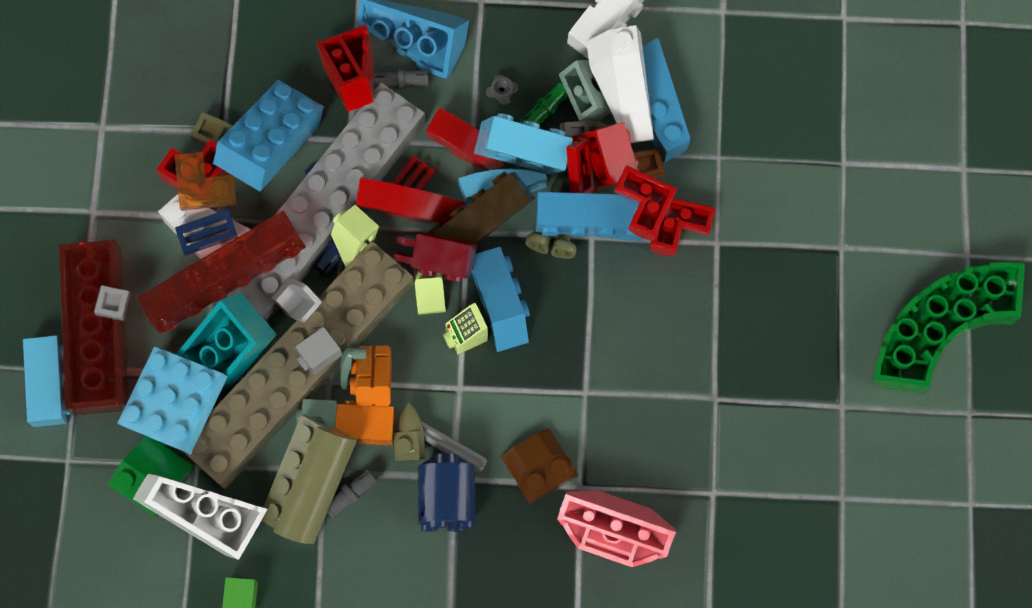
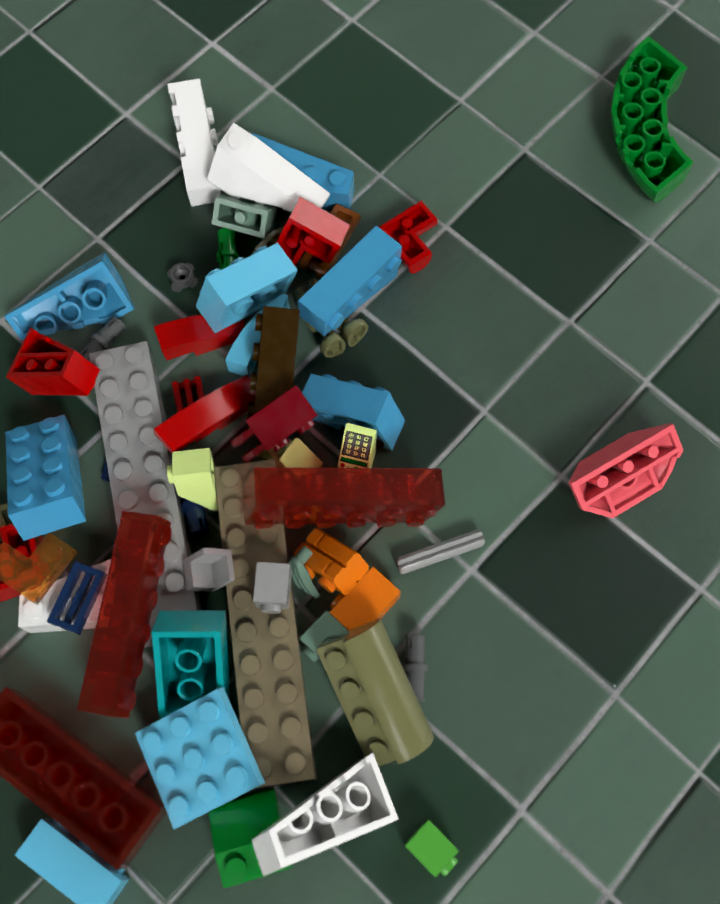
camera: 45 degrees left, 5 degrees down
(112, 303) = (60, 738): light grey tile -> none
(410, 436) = (407, 575): olive plate -> none
(421, 346) = (342, 496): none -> clear red brick
(446, 494) = (487, 584): dark blue cylinder -> none
(539, 466) = (519, 493): reddish brown slope -> none
(580, 166) = (302, 258): red tile -> none
(653, 200) = (381, 218): red brick -> none

